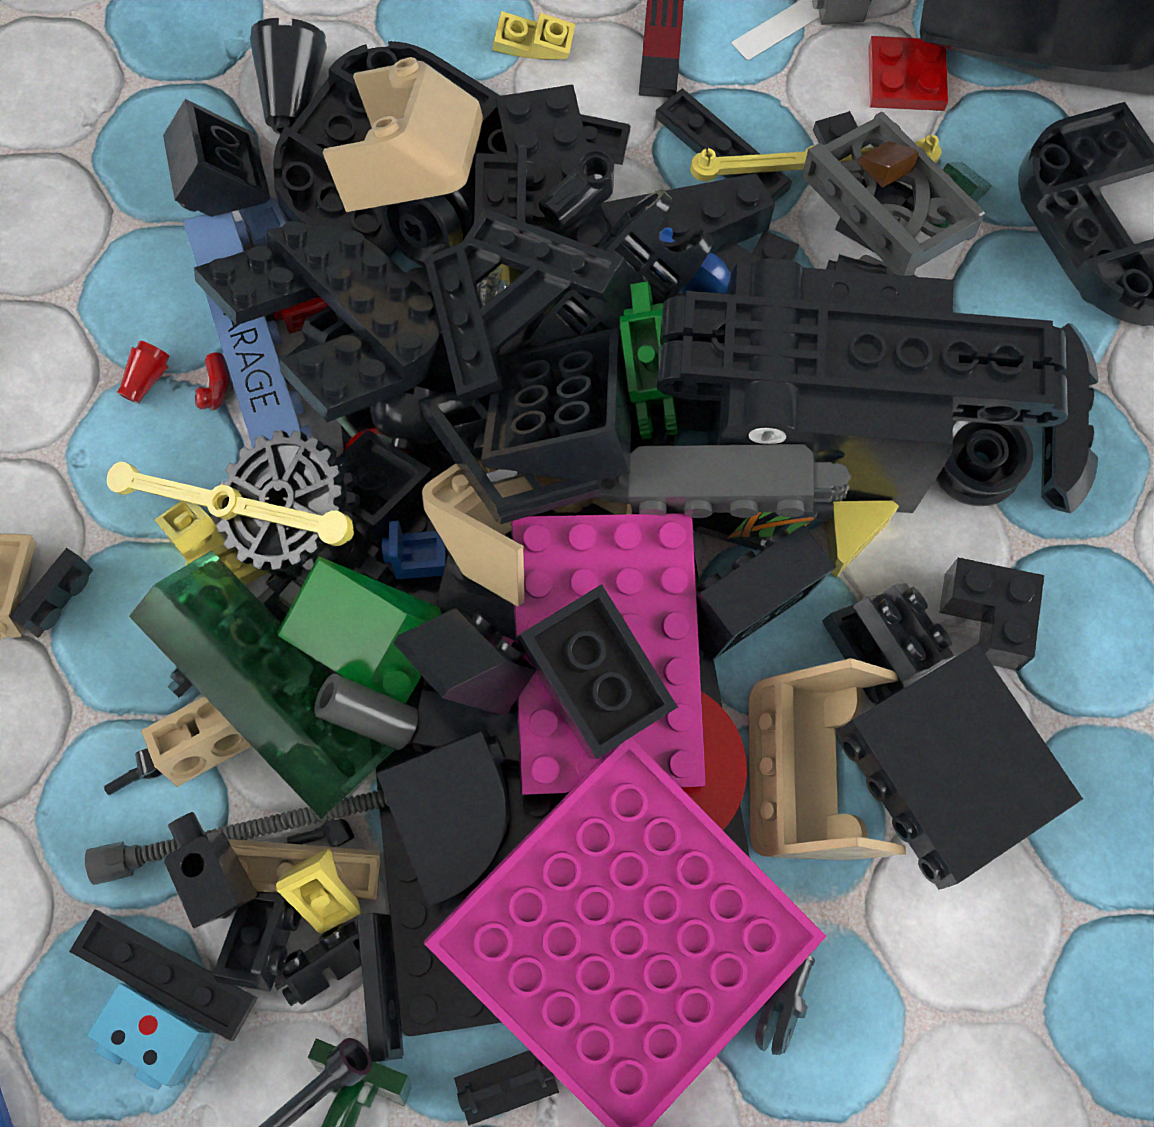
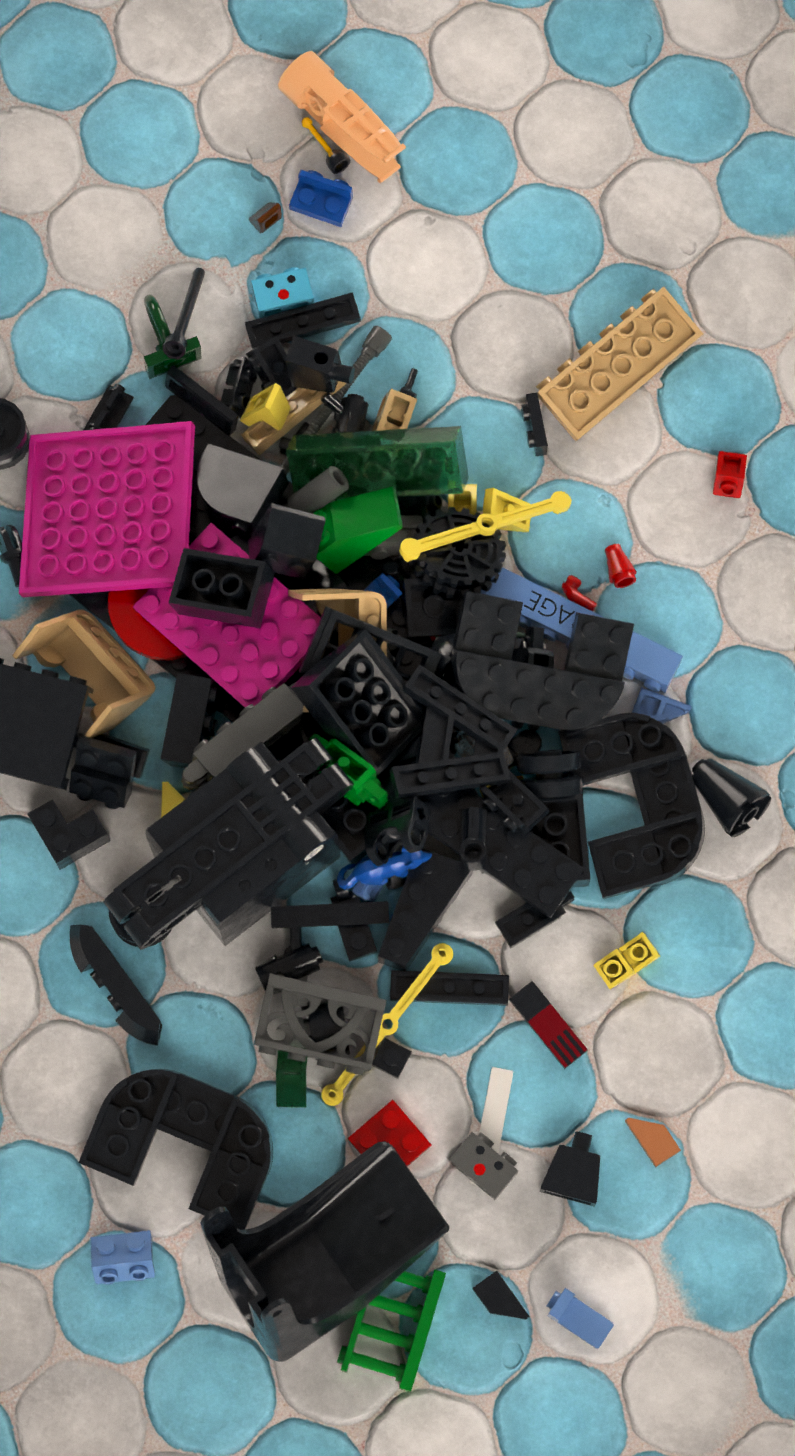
camera: 140 degrees right, 5 degrees up
(213, 162) = (703, 703): black slope -> none
(237, 791) = (349, 413): none -> black piece
(417, 141) = (577, 799): tan windscreen -> none
(889, 162) = (338, 1035): reddish brown slope -> none

